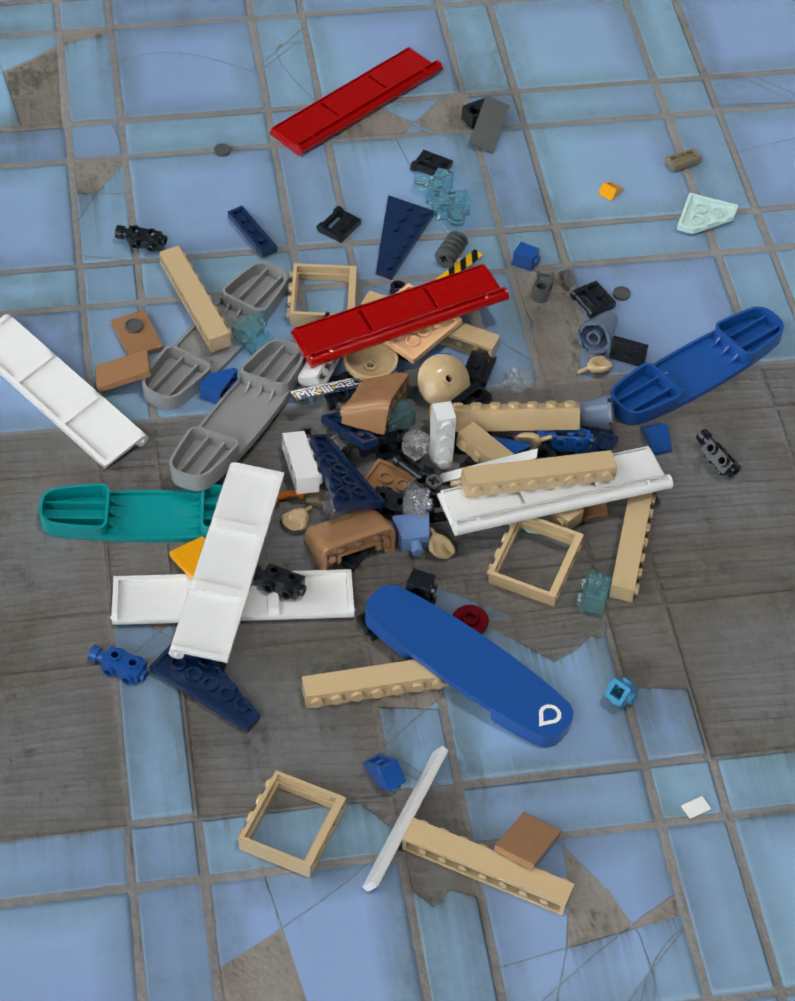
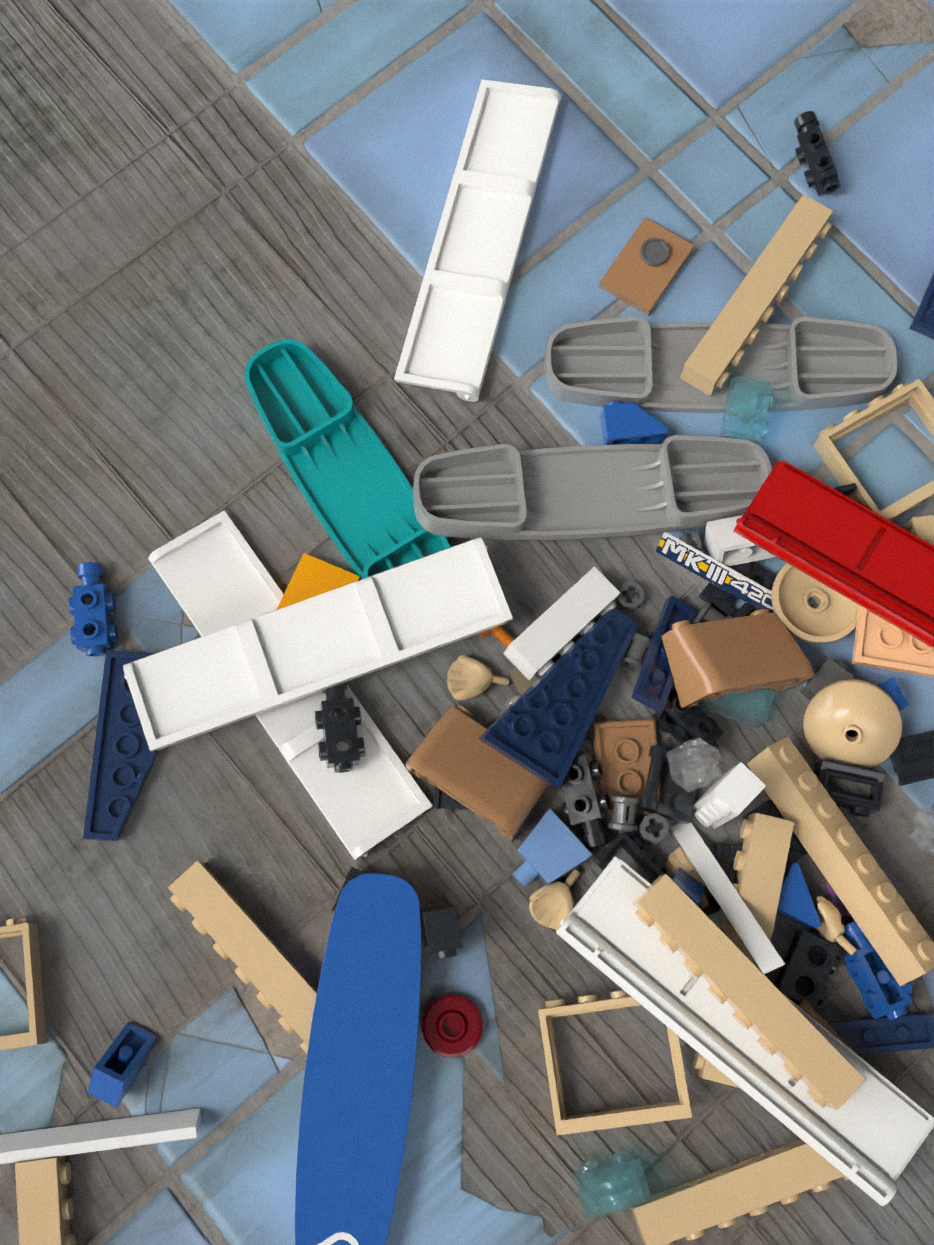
camera: 60 degrees right, 25 degrees up
(123, 371) = (562, 293): medium nougat tile -> none
(417, 501) = (589, 824): clear brick -> none

